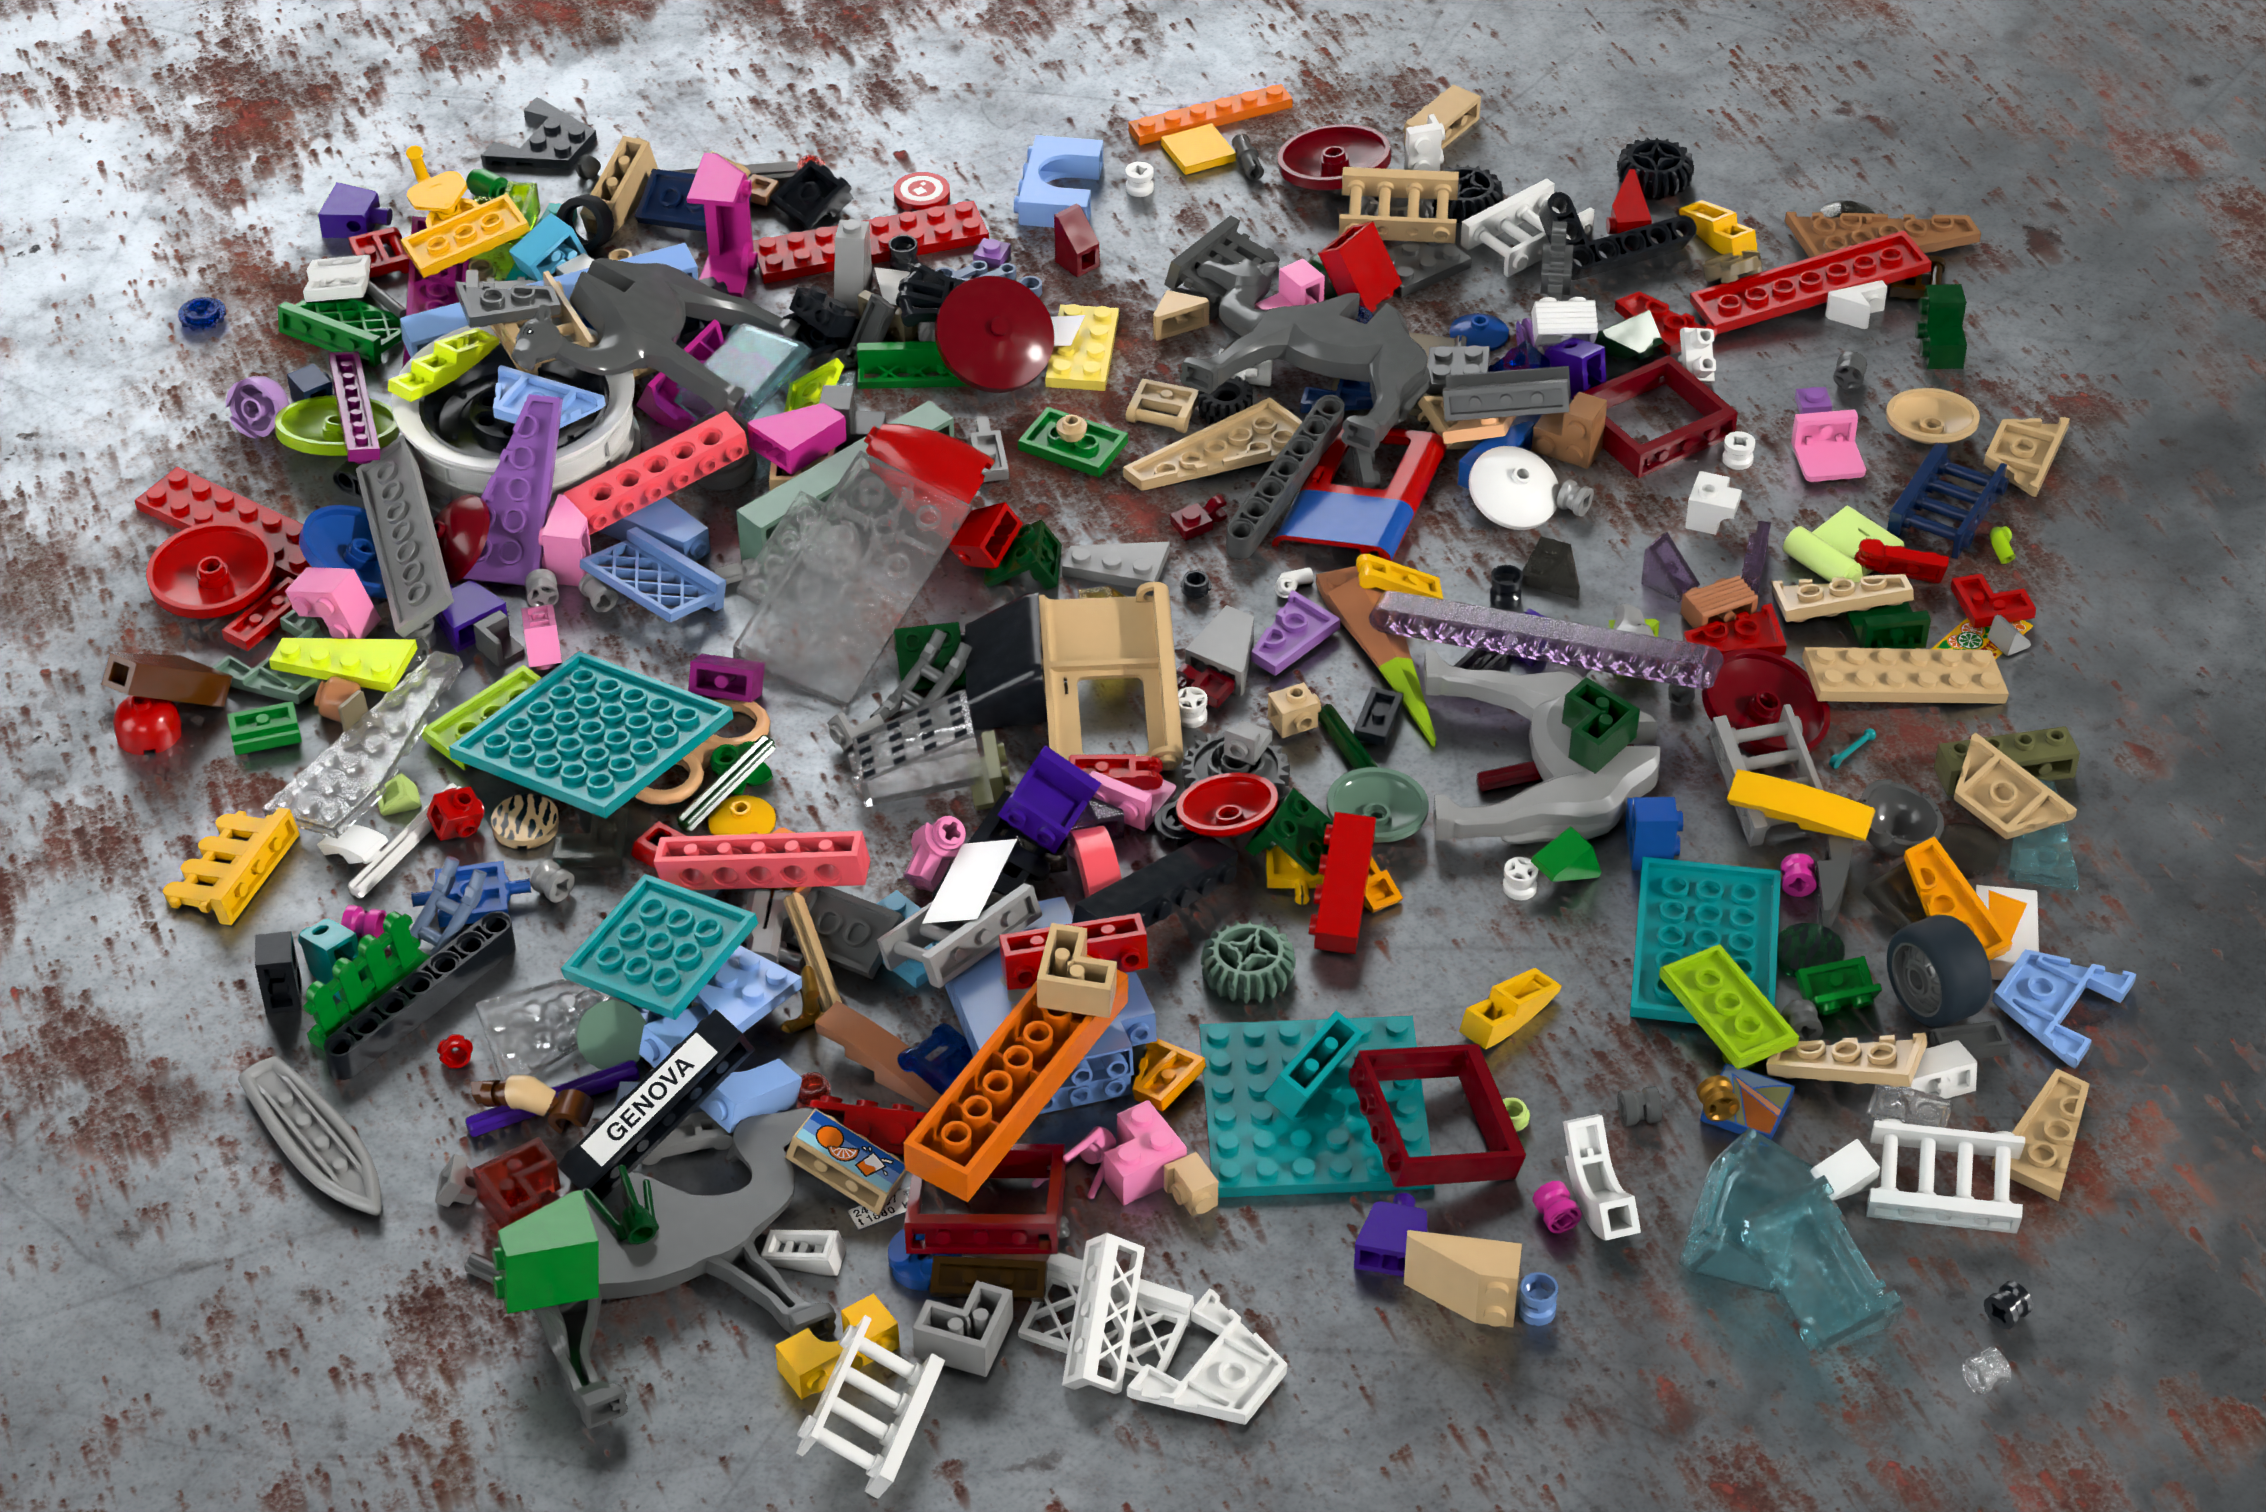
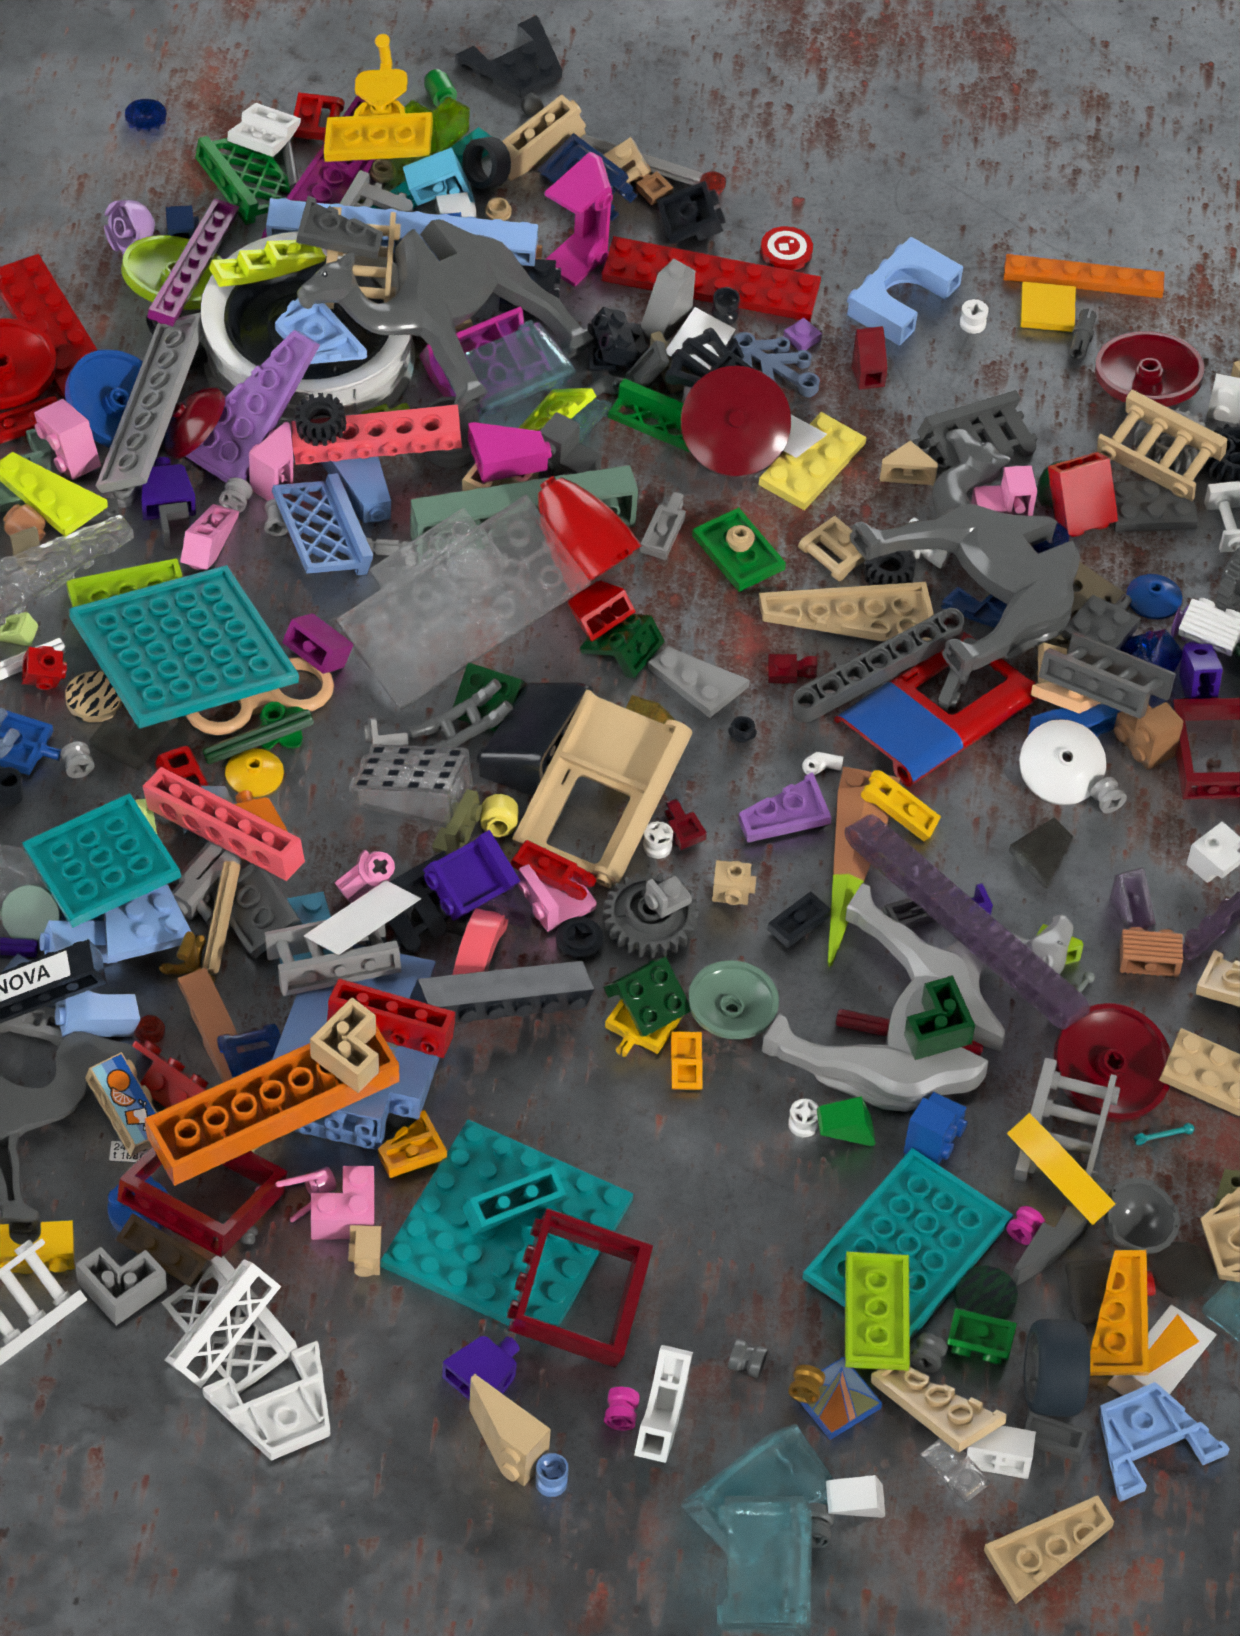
camera: 25 degrees right, 10 degrees up
(351, 212) = (317, 68): dark purple torso -> none
(595, 463) = (323, 431): none -> black tyre
(825, 1260) = (70, 1171): white slope -> none
(1021, 748) = (499, 815): none -> light yellow head
(1225, 646) = (721, 799): light grey slope -> none
(1227, 804) = (609, 944): red dish -> none
(1248, 961) = (539, 1095): sand green gear -> none
(1344, 738) = (759, 928): dark green axle -> none
(1344, 882) = (653, 1056): red brick -> none
(1506, 586) = (988, 851): black wheel -> none
(1508, 1007) = (712, 1224): yellow slope -> none
(1518, 1112) = (651, 1308): yellowish green plate -> none
(1747, 631) = (1152, 992): red wing -> none
(1935, 1209) = (904, 1552): white fence -> none

